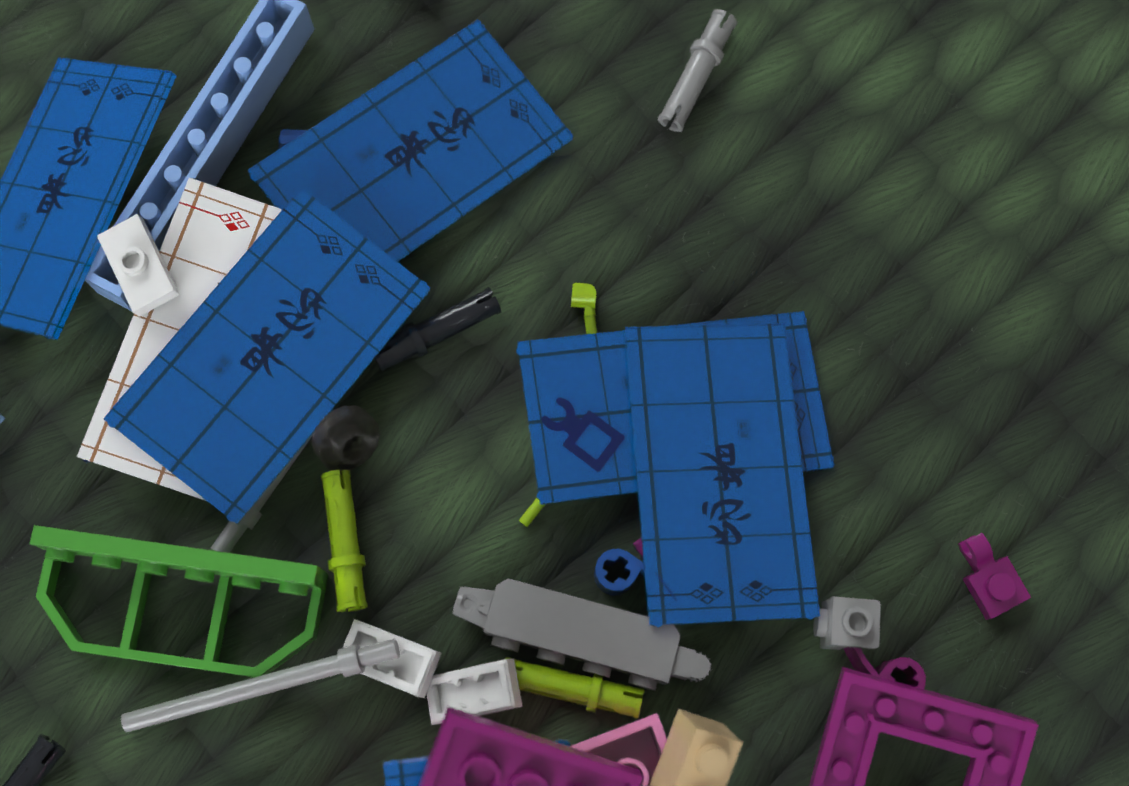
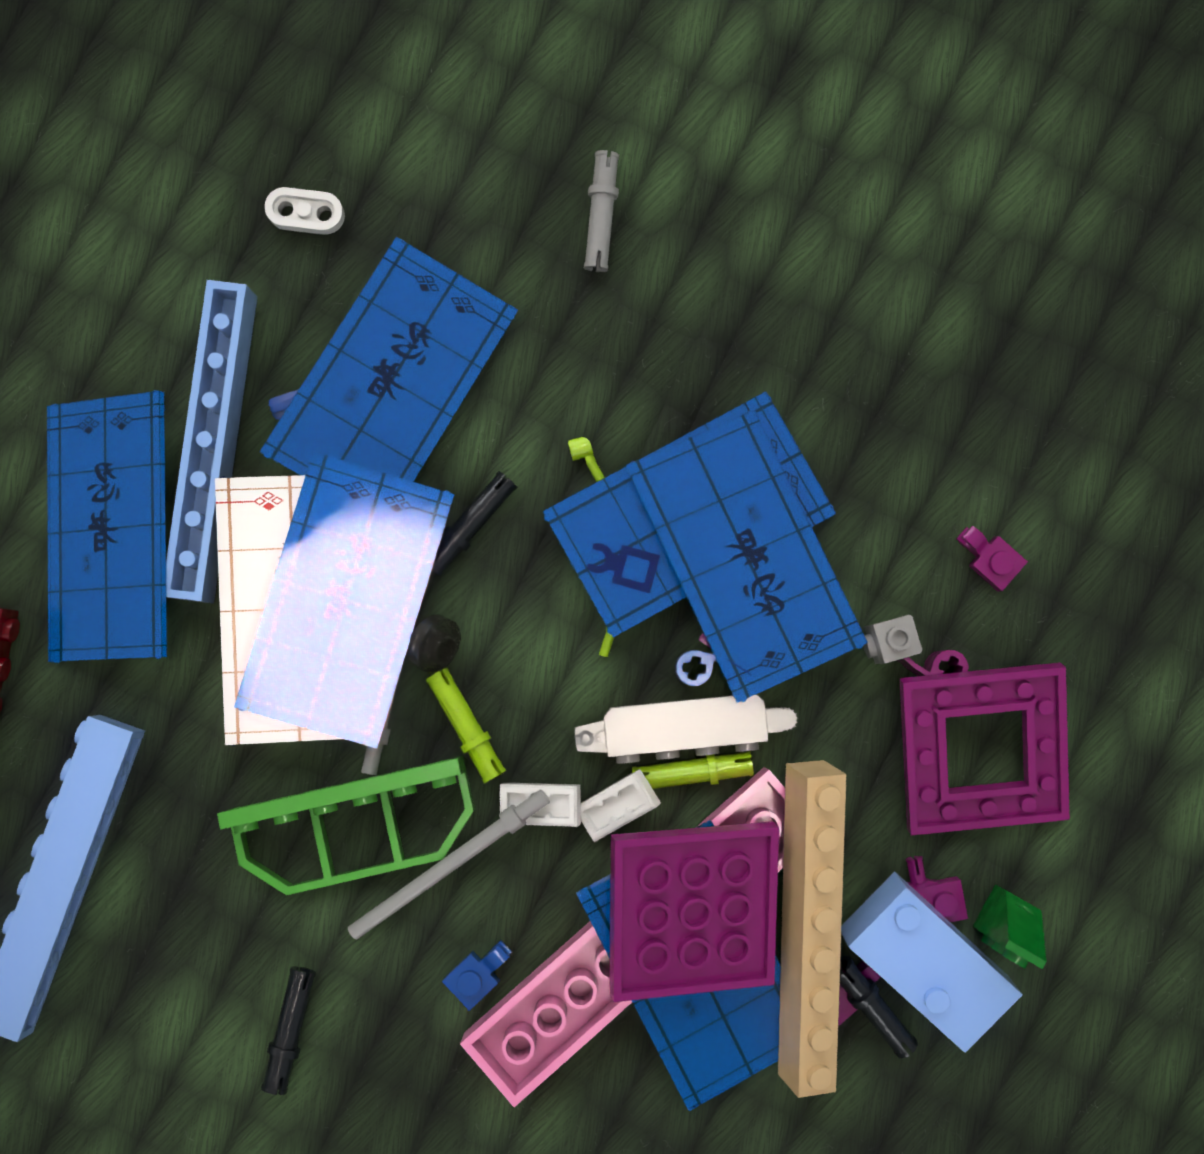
camera: 20 degrees left, 10 degrees up
(138, 265) = (206, 570): white plate -> none

